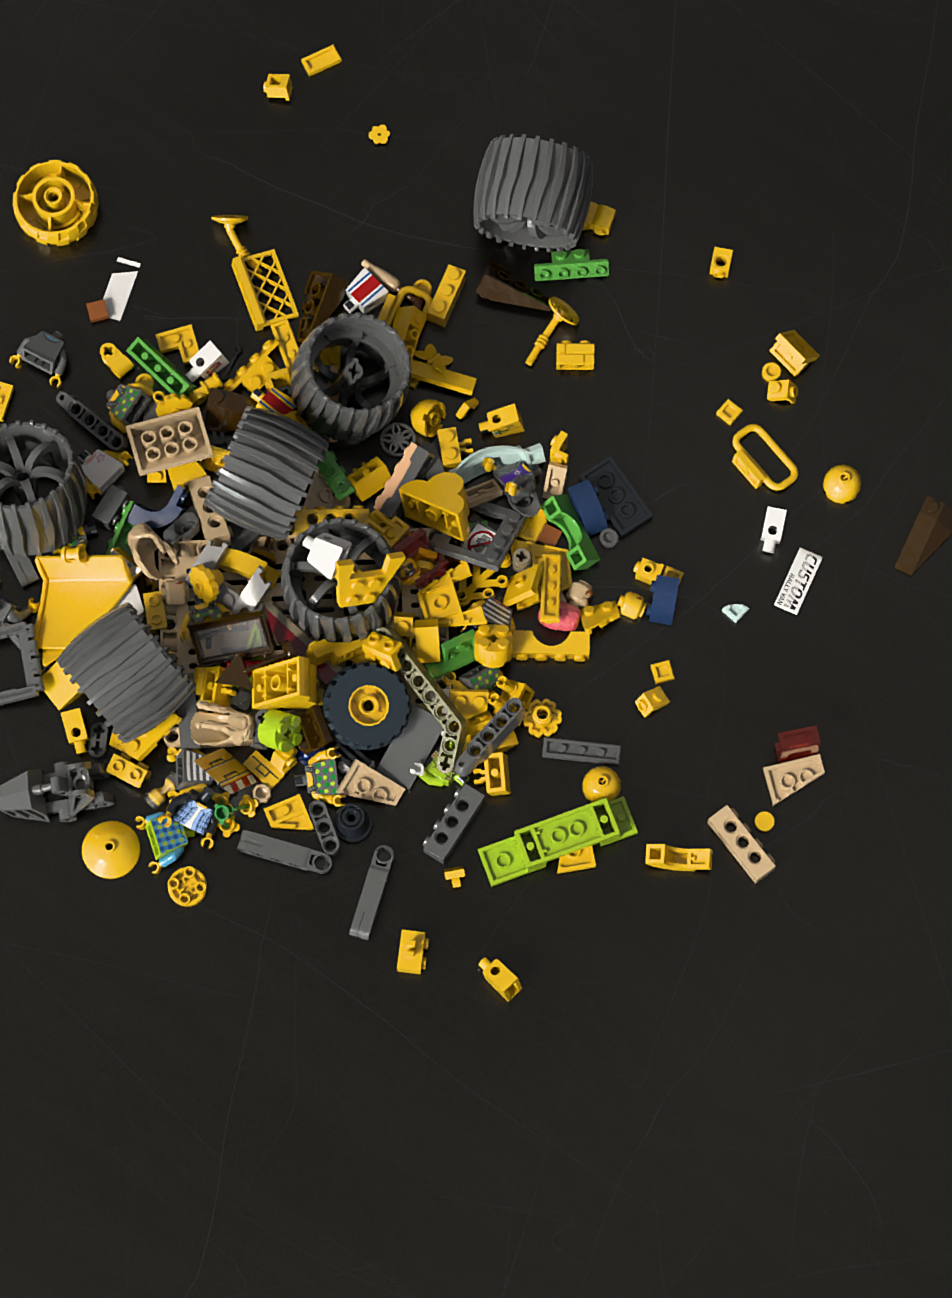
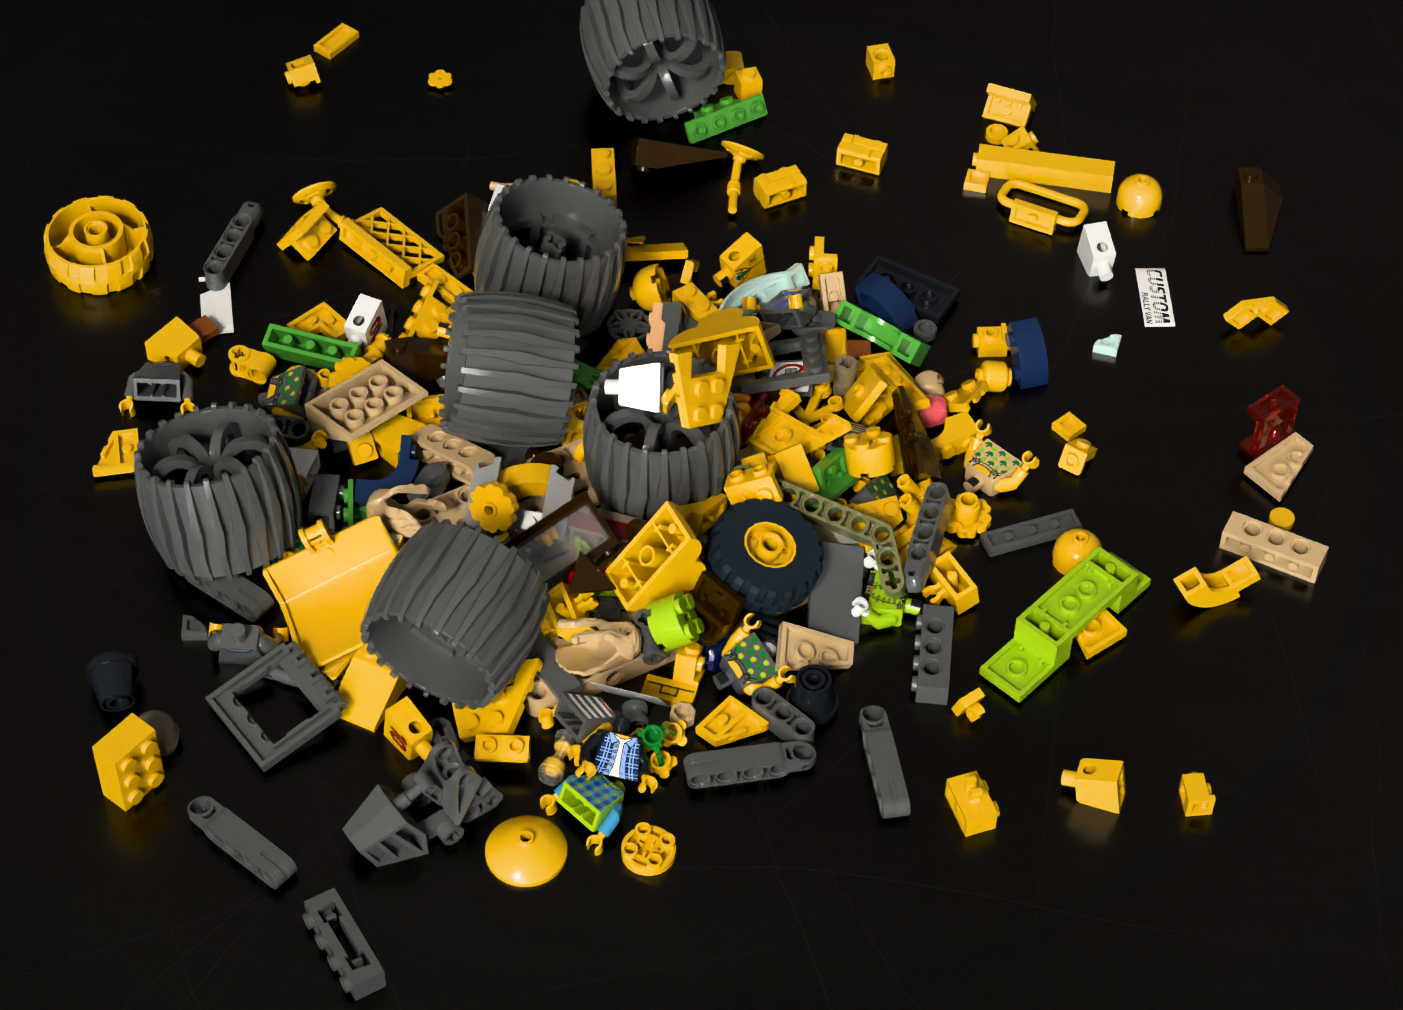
camera: 30 degrees left, 25 degrees down
(71, 321) = (176, 344): none -> yellow torso
(143, 243) = (232, 246): none -> dark grey piece
(210, 252) = (309, 232): none -> yellow bracket
(528, 667) = (917, 451): none -> dark brown wedge
(564, 1014) = (1196, 795): none -> yellow brick
(582, 685) = (993, 468): none -> torso
(605, 244) = (747, 83): none -> yellow brick
(654, 350) = (862, 154): none -> yellow brick
(785, 425) = (1045, 168): none -> yellow brick
(866, 637) = (1267, 308): none -> yellow tile

